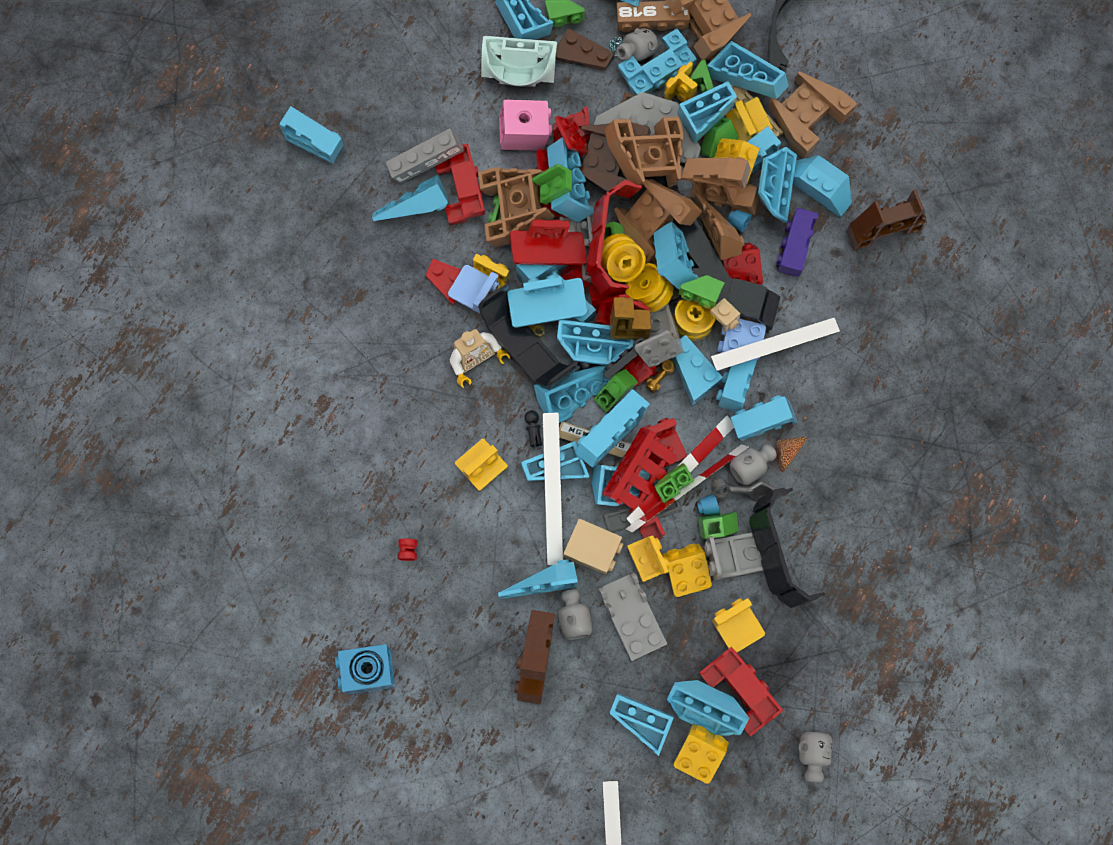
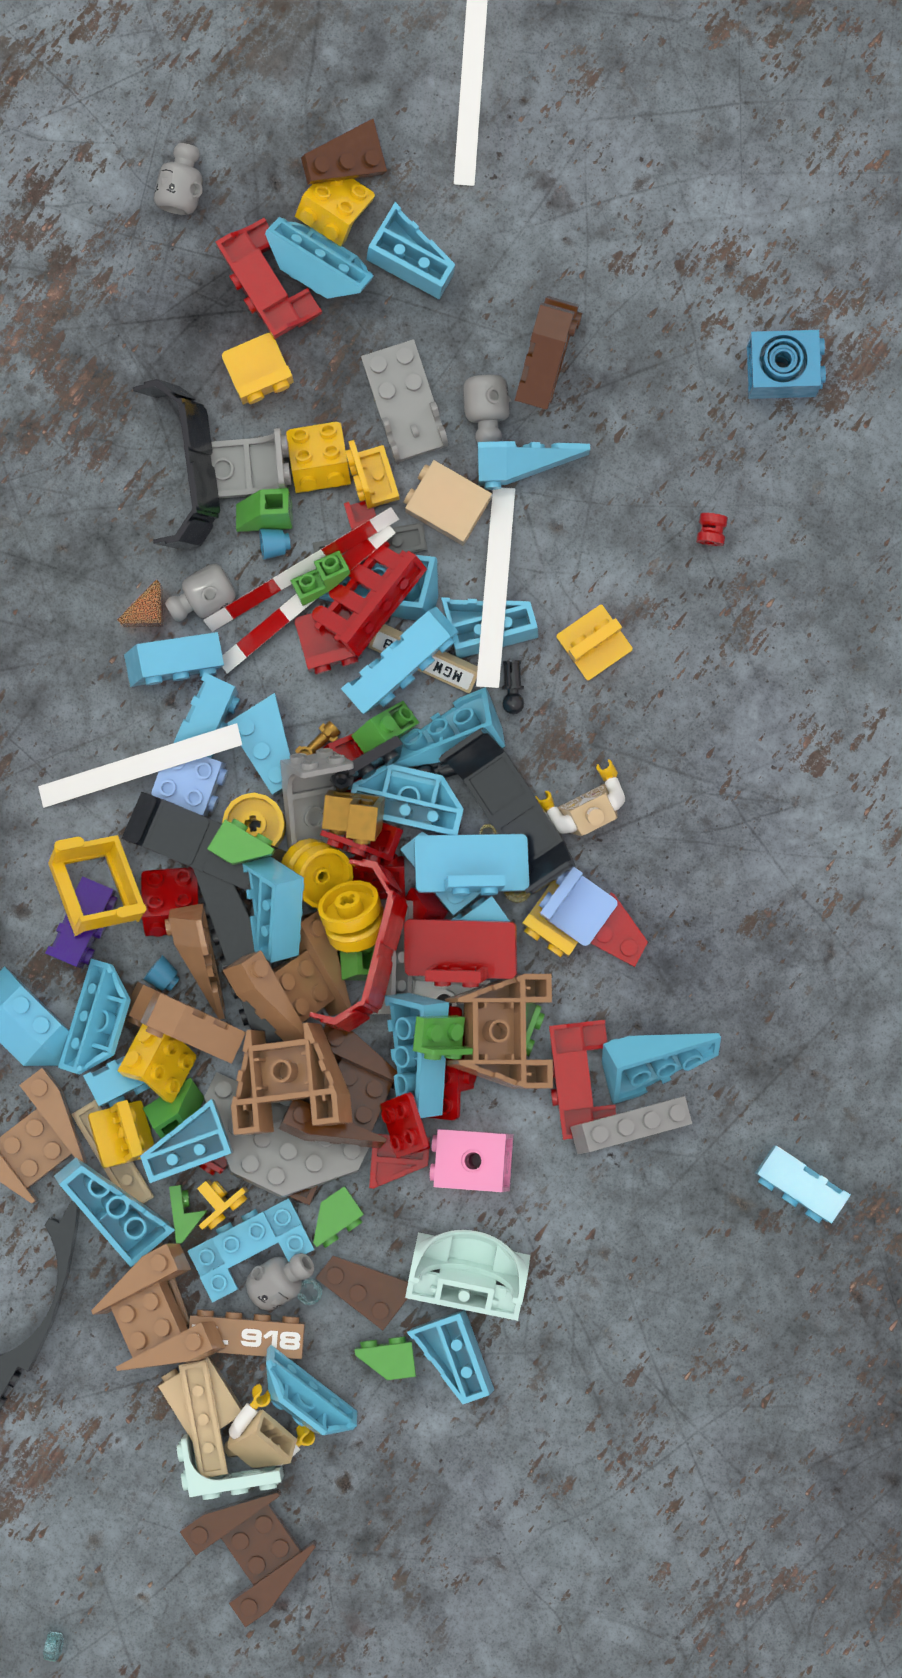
camera: 170 degrees left, 10 degrees up
(606, 89) = (335, 1214): none -> bright green slope
(697, 788) = (346, 156): none -> reddish brown wing
(726, 315) = (210, 808): tan bracket -> none
(755, 491) = (252, 559): flat silver piece -> none
(809, 286) = (76, 850): none -> yellow piece

